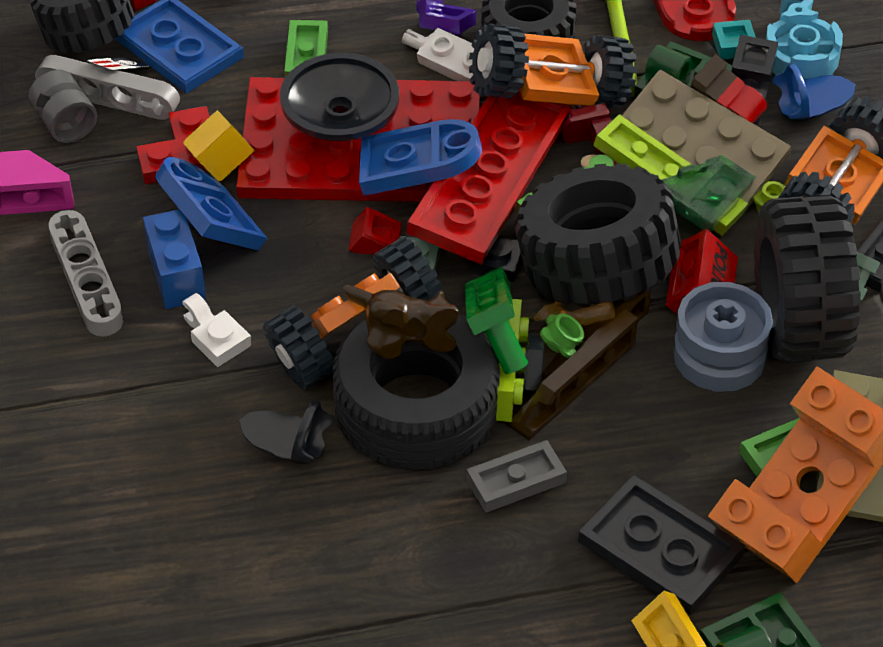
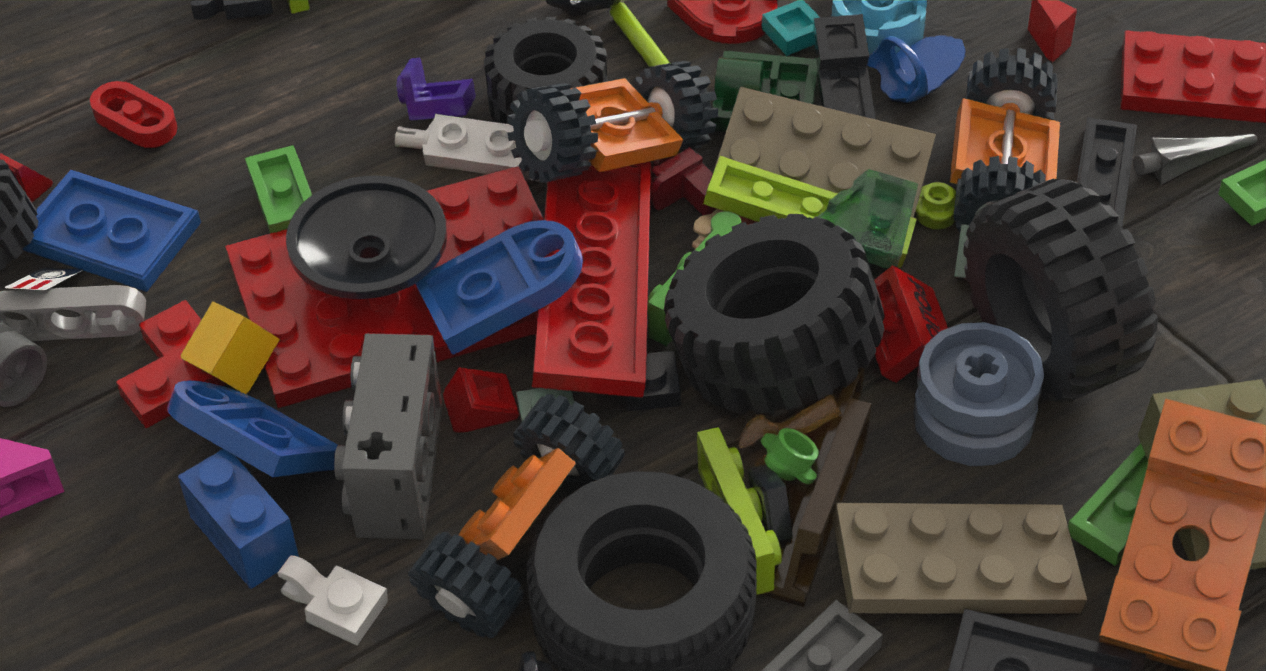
camera: 20 degrees left, 0 degrees up
(87, 271) = (125, 571): light grey beam -> none
(296, 236) = (390, 436): none -> dark grey piece
(402, 319) = (599, 506): dark brown animal -> none
(488, 310) = (704, 457): green piece -> none
(648, 441) = (957, 558): none -> dark tan plate
(728, 90) = (832, 88): leg -> none

